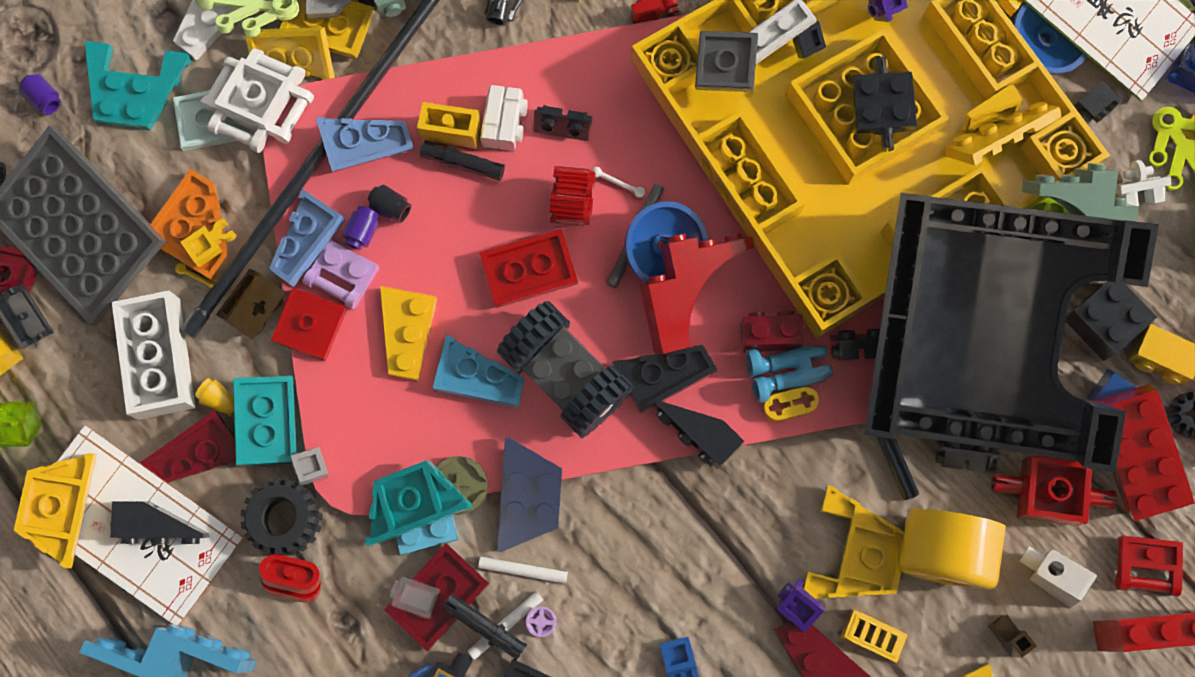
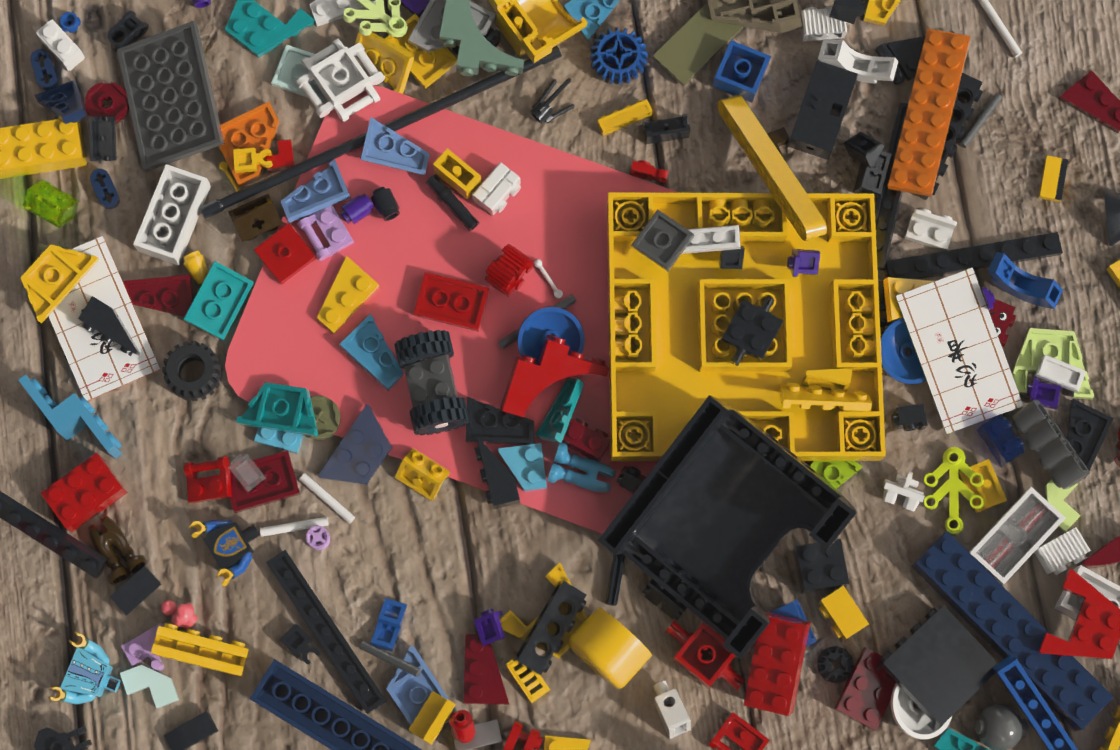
camera: 25 degrees right, 0 degrees up
(62, 366) = (109, 186): none -> dark blue beam
(244, 223) = (284, 159): none -> red piece
(290, 578) = (175, 413): red brick -> none
(309, 466) = (229, 348): light grey plate -> none
(379, 641) = (209, 487): none -> red plate
(484, 626) = (278, 515): black pin -> none
(553, 122) = (528, 209): black hinge -> none
(614, 478) = (422, 474): none -> yellow bracket
(724, 399) = (526, 465): none -> medium azure wing
(726, 318) = (560, 413): none -> teal wing
(791, 411) = (567, 500): yellow beam -> none
(860, 579) = (550, 613): none -> black brick
(1014, 641) = (616, 730): dark brown piece -> none
(1085, 193) = (852, 480): sand green arch -> none

